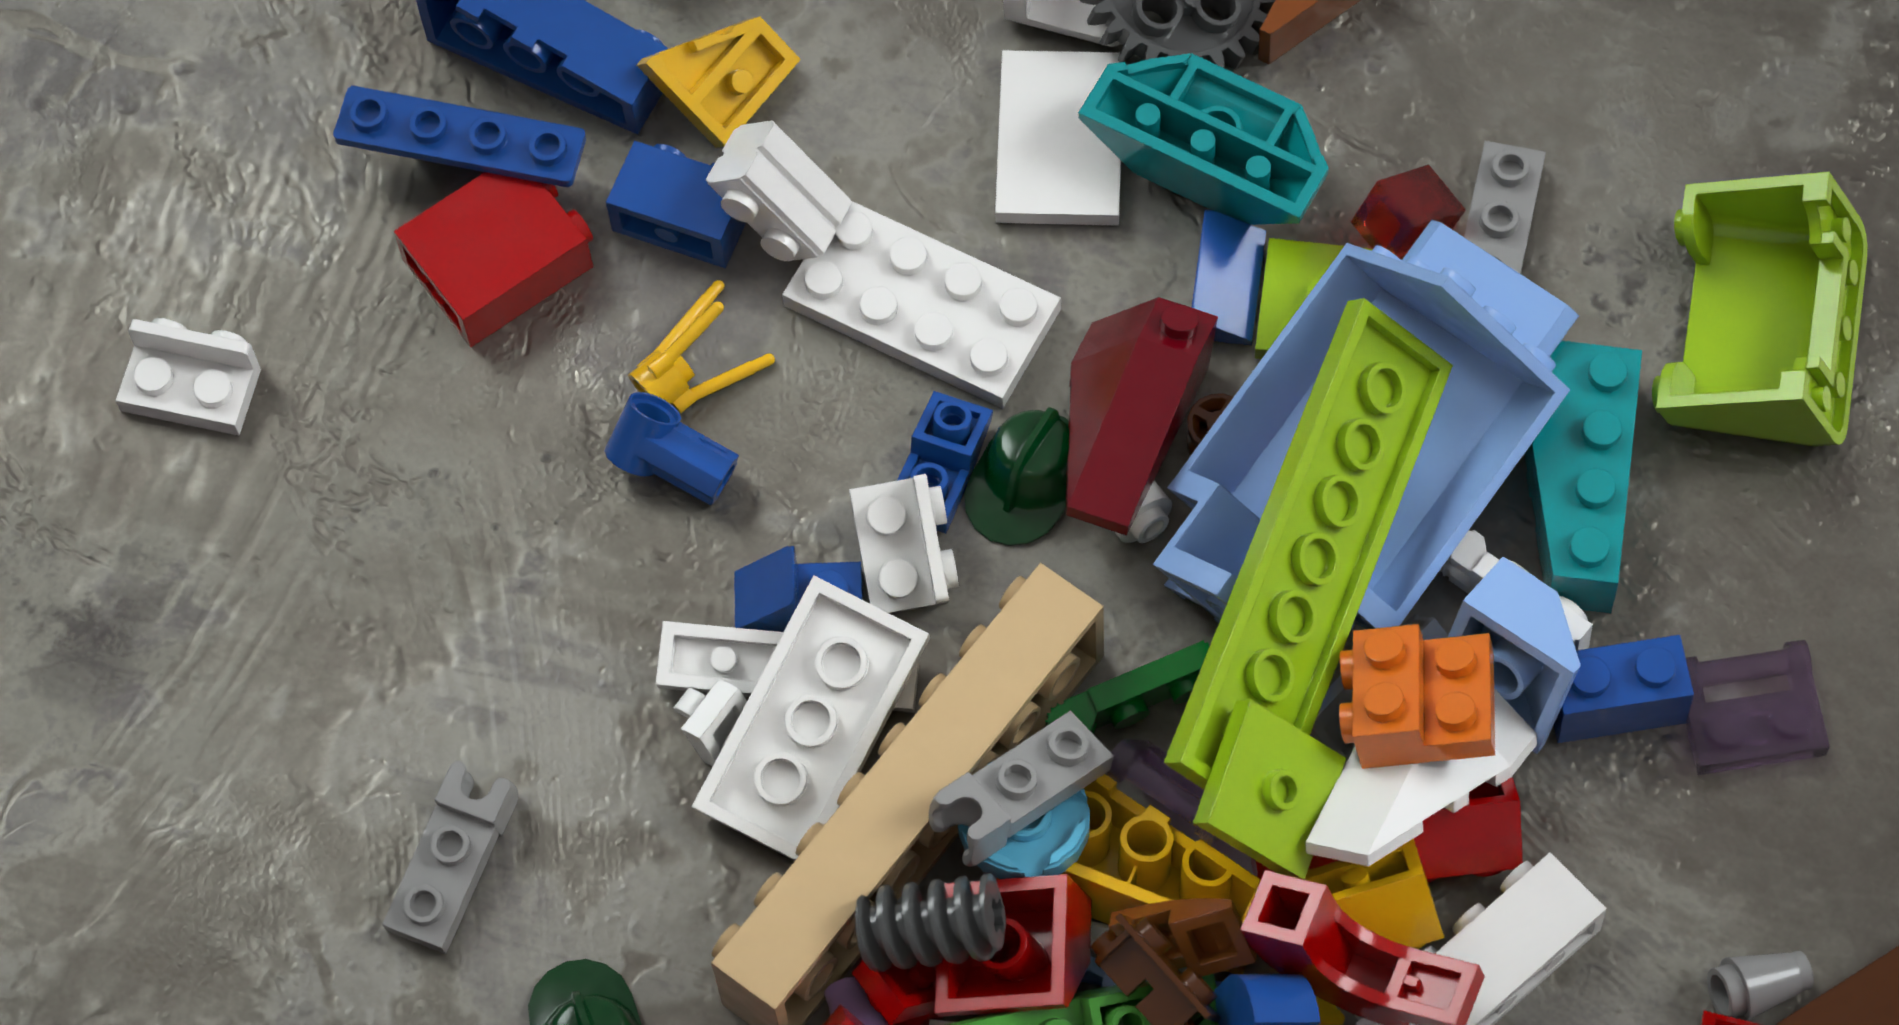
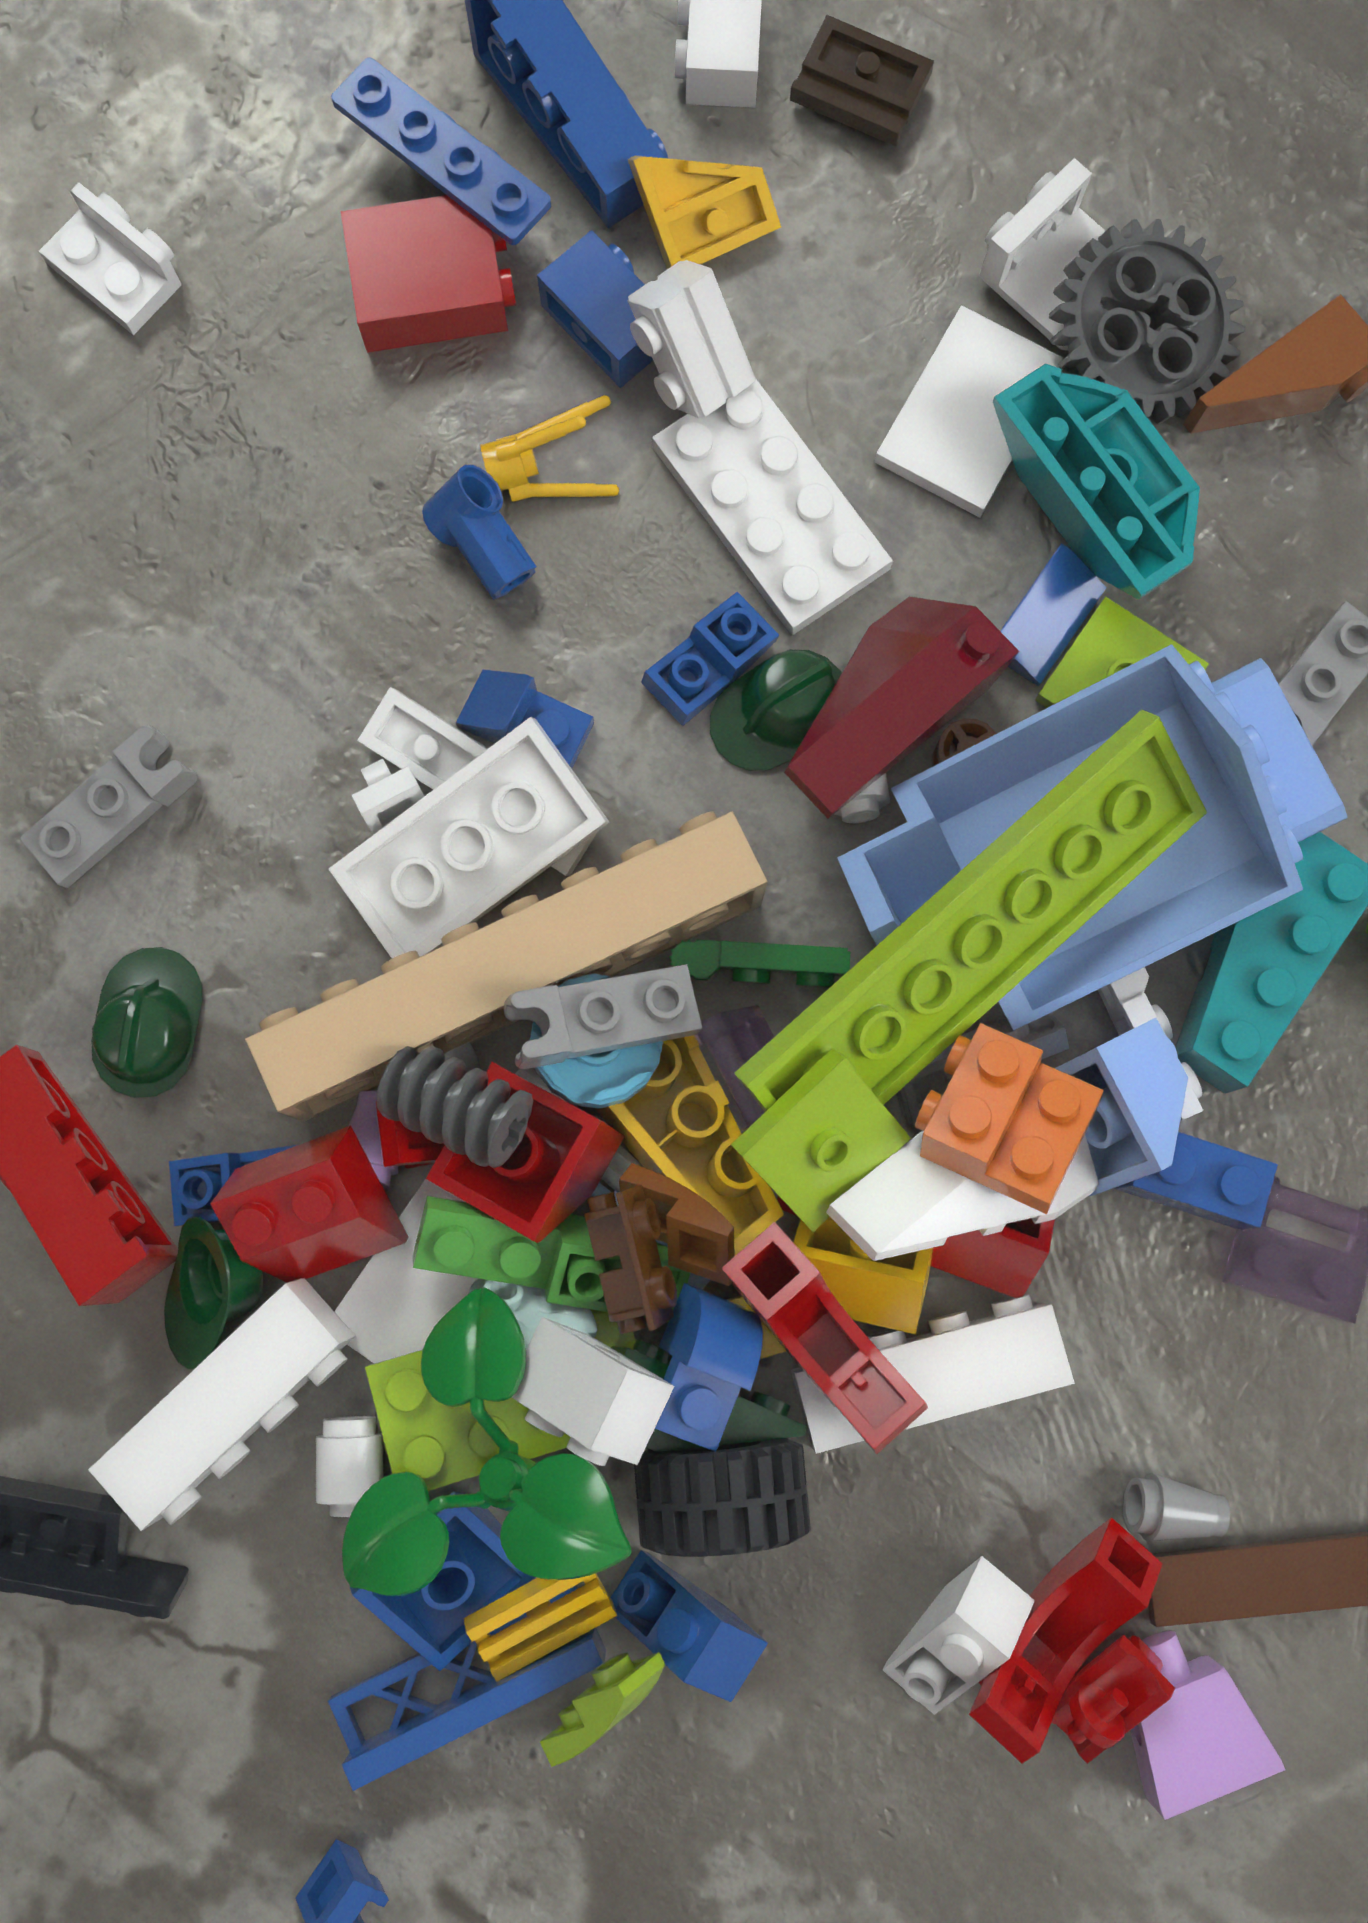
camera: 20 degrees right, 15 degrees up
(902, 544) = (633, 720): white bracket -> none
(1403, 207) = (1239, 633): clear red brick -> none

